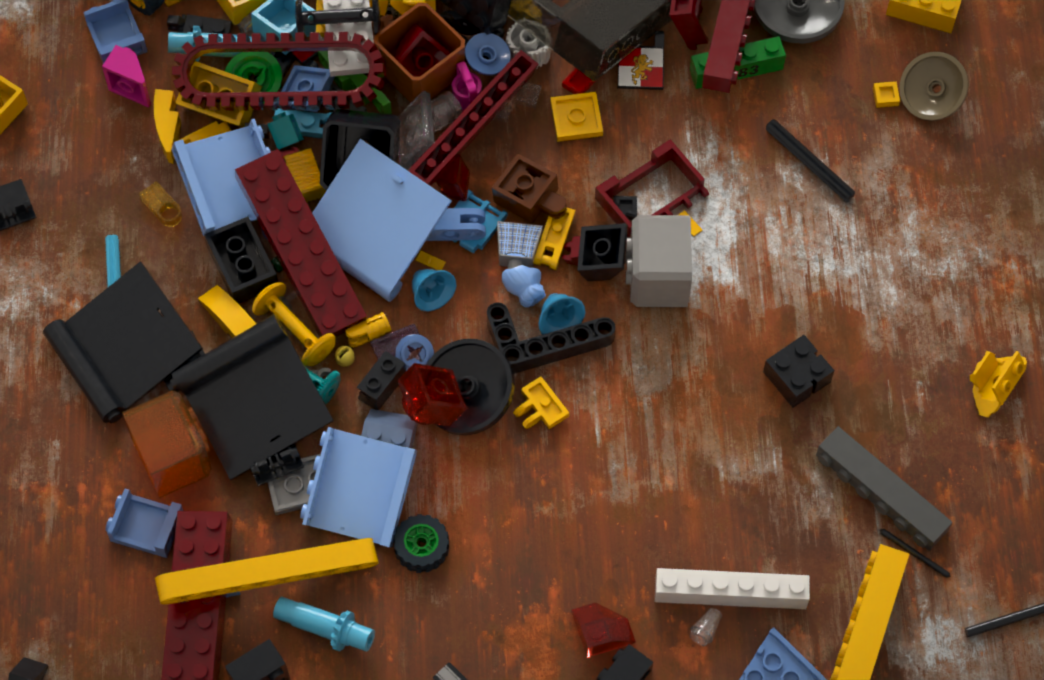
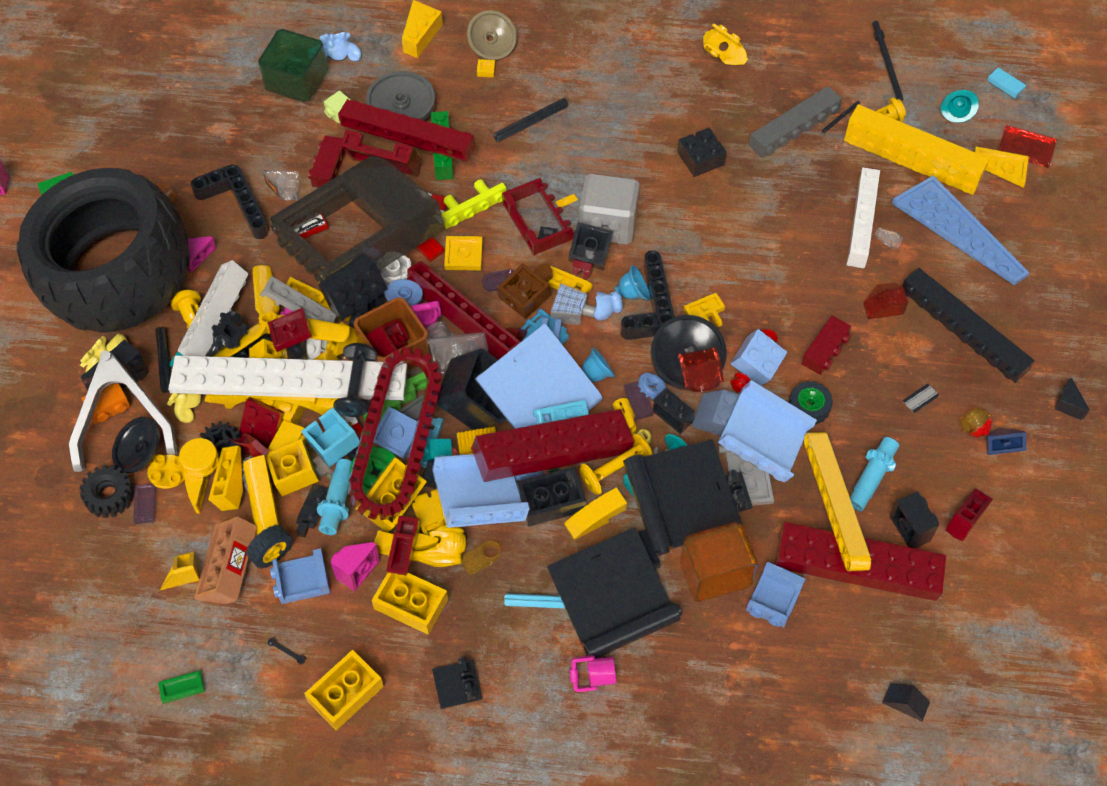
camera: 80 degrees left, 5 degrees down
(23, 53) = (300, 659): none -> black hinge
(27, 339) = (600, 672): none -> dark pink piece
(94, 139) = (410, 601): none -> yellow brick
(149, 114) = (403, 545): none -> dark red slope
(158, 164) = (447, 551): none -> yellow hair
(345, 250) = (562, 411): none -> medium azure plate
(472, 469) = (757, 359): none -> light blue brick
(512, 556) = (827, 345): none -> dark red brick
(545, 157) = (493, 280): none -> tile
(642, 109) = (467, 209): none -> neon yellow plate
(931, 618) = (894, 109): none -> yellow piece

